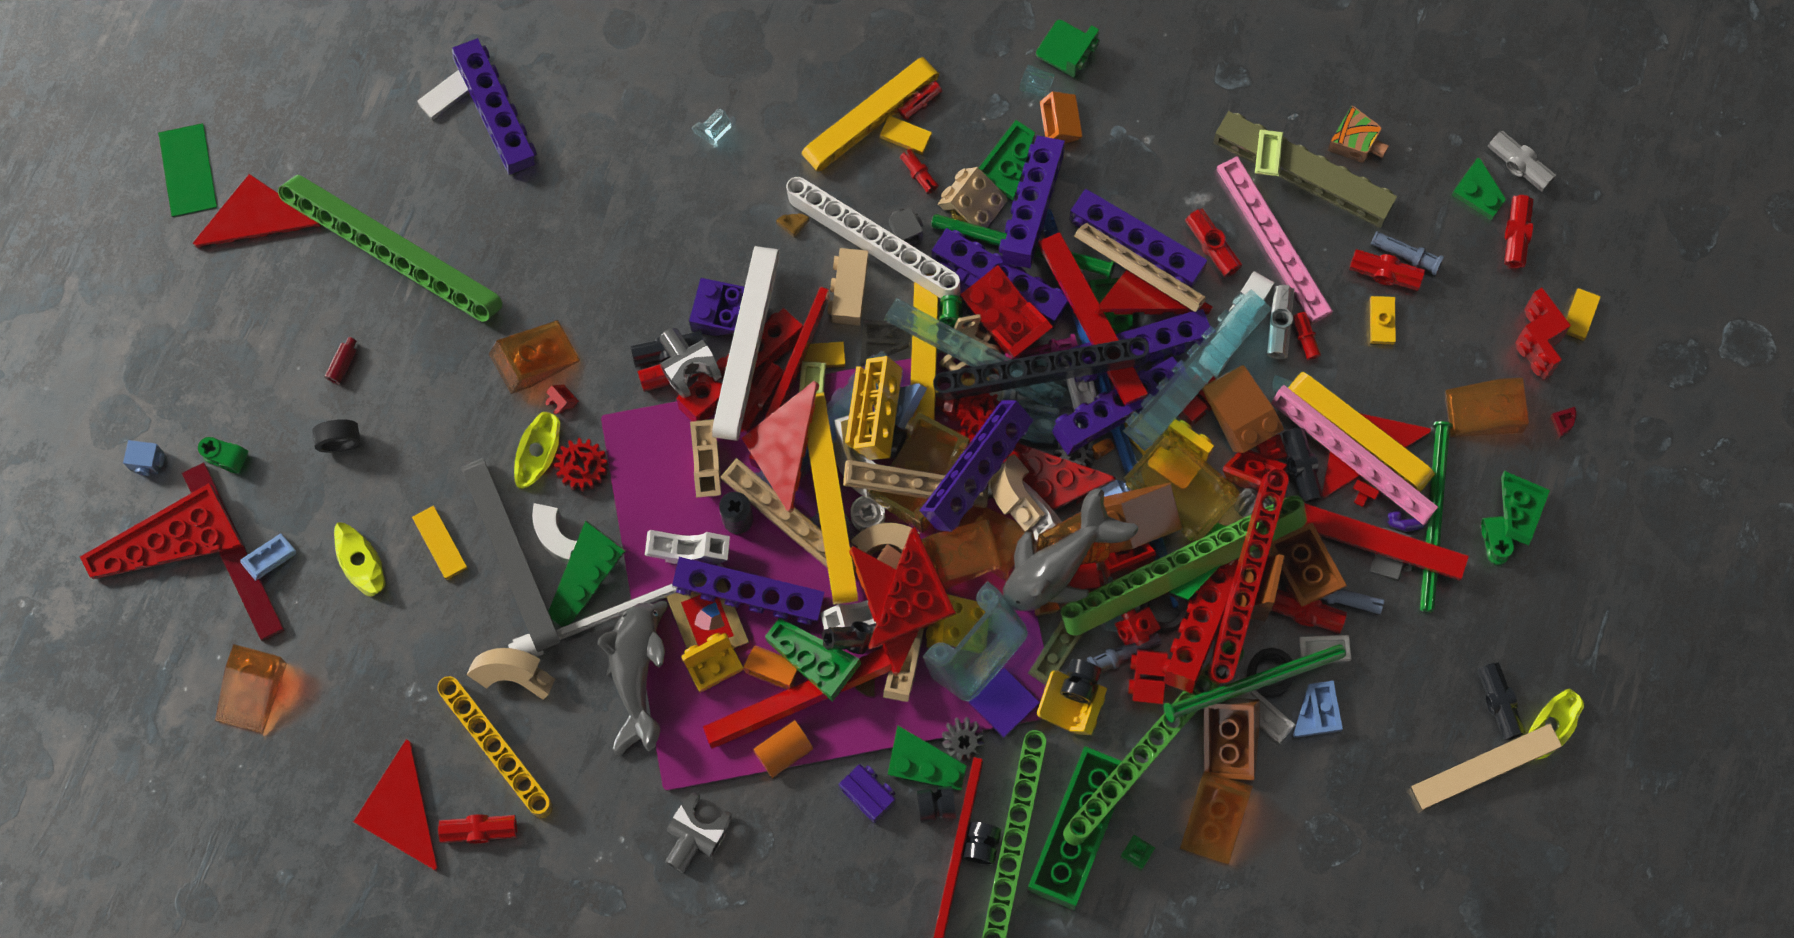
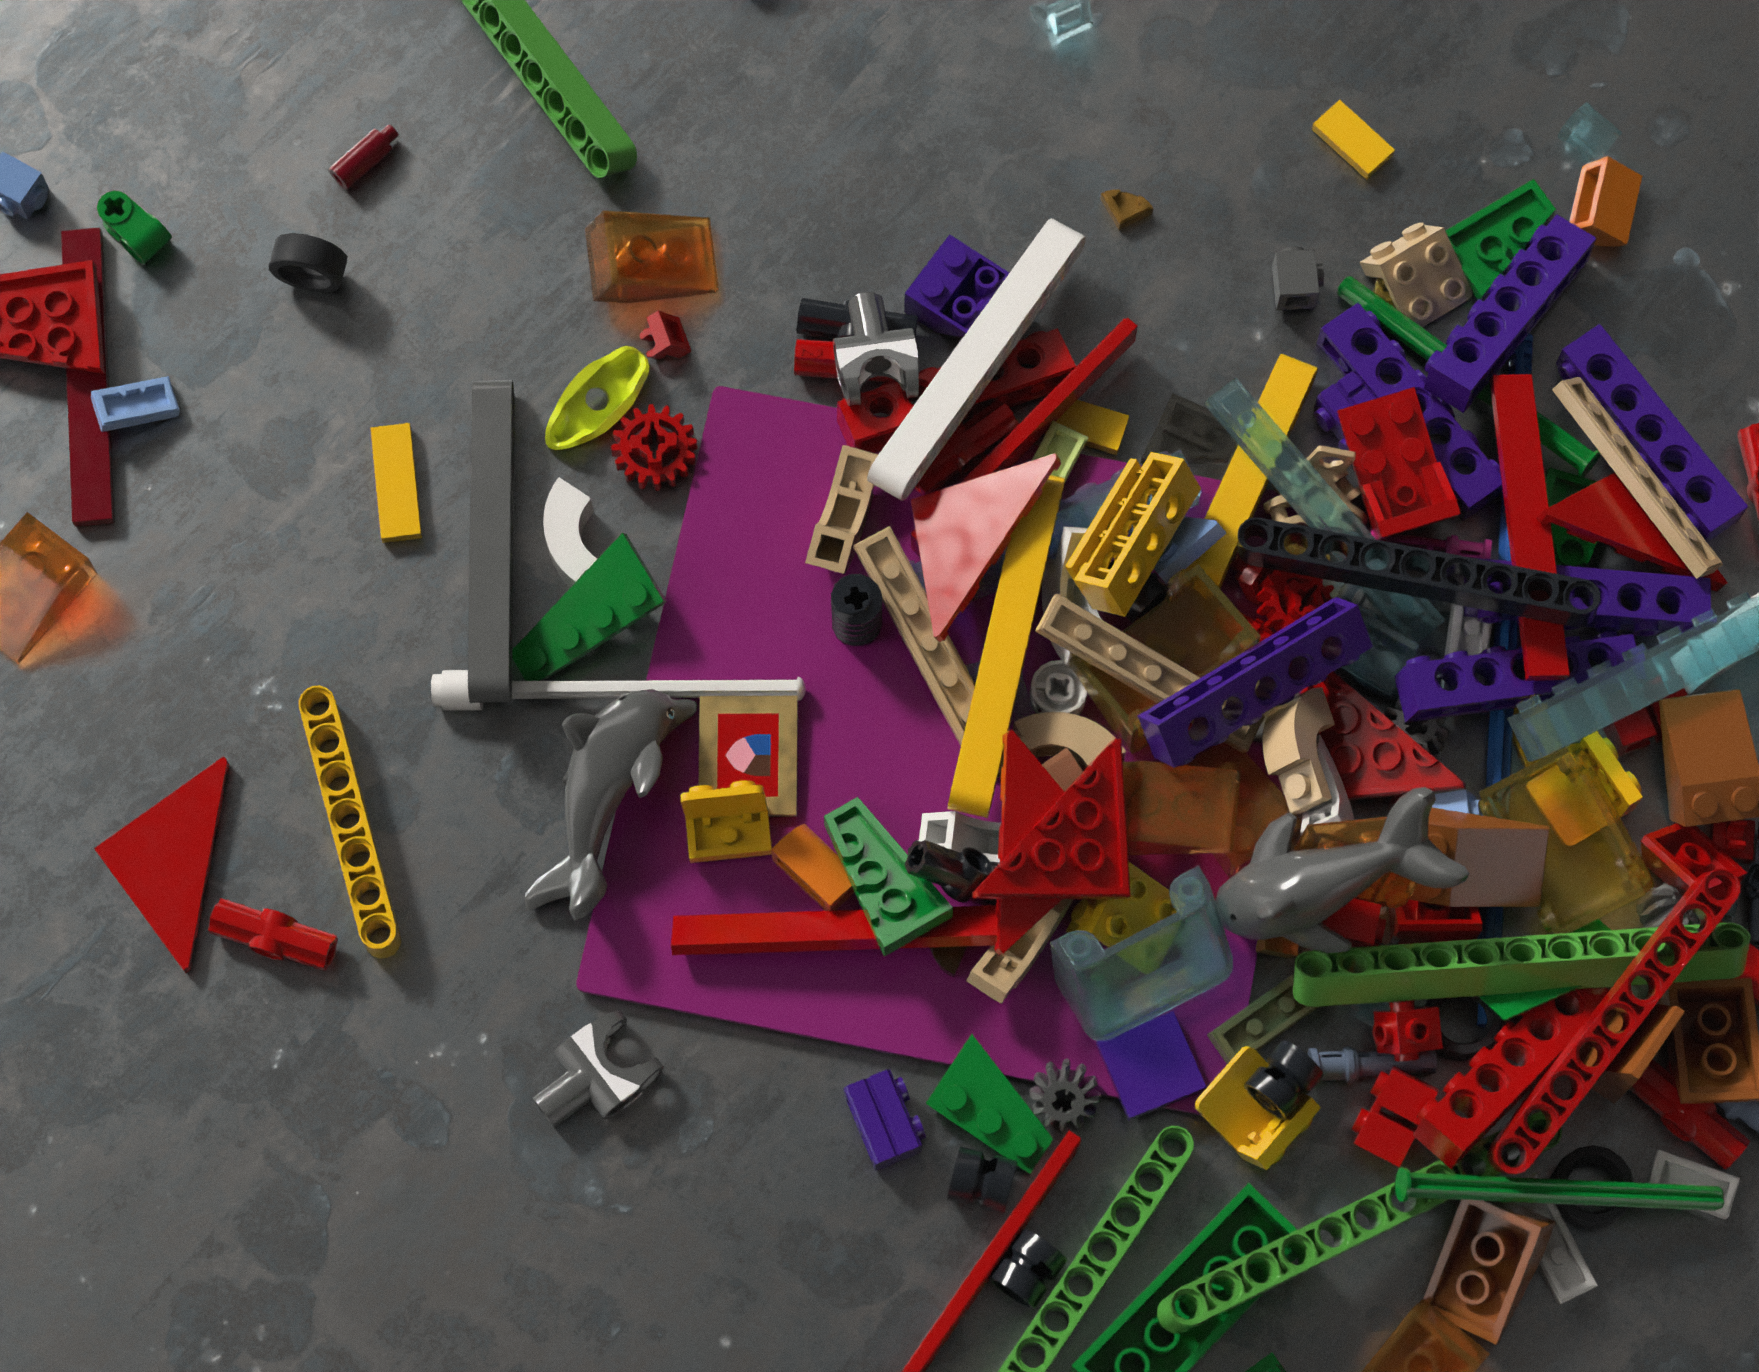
camera: 20 degrees right, 0 degrees up
(367, 576) = (270, 489): neon yellow piece -> none
(512, 666) = (426, 710): tan arch -> none
(688, 568) = (748, 666): dark purple brick -> none
(706, 548) = (760, 638): white arch -> none
(783, 749) = (781, 999): orange brick -> none
(848, 286) = (1171, 335): tan brick -> none
(868, 229) = (1239, 292): white beam -> none
(869, 114) = (1311, 87): yellow beam -> none
(908, 109) = (1420, 86): red pin -> none
(919, 171) = (1351, 202): red pin -> none
(950, 309) = (1313, 428): green piece -> none
(1068, 47) = (1660, 99): green bracket -> none
(1102, 448) = (1465, 733): orange tile -> none
(1319, 711) = (1643, 1279): medium blue wing -> none

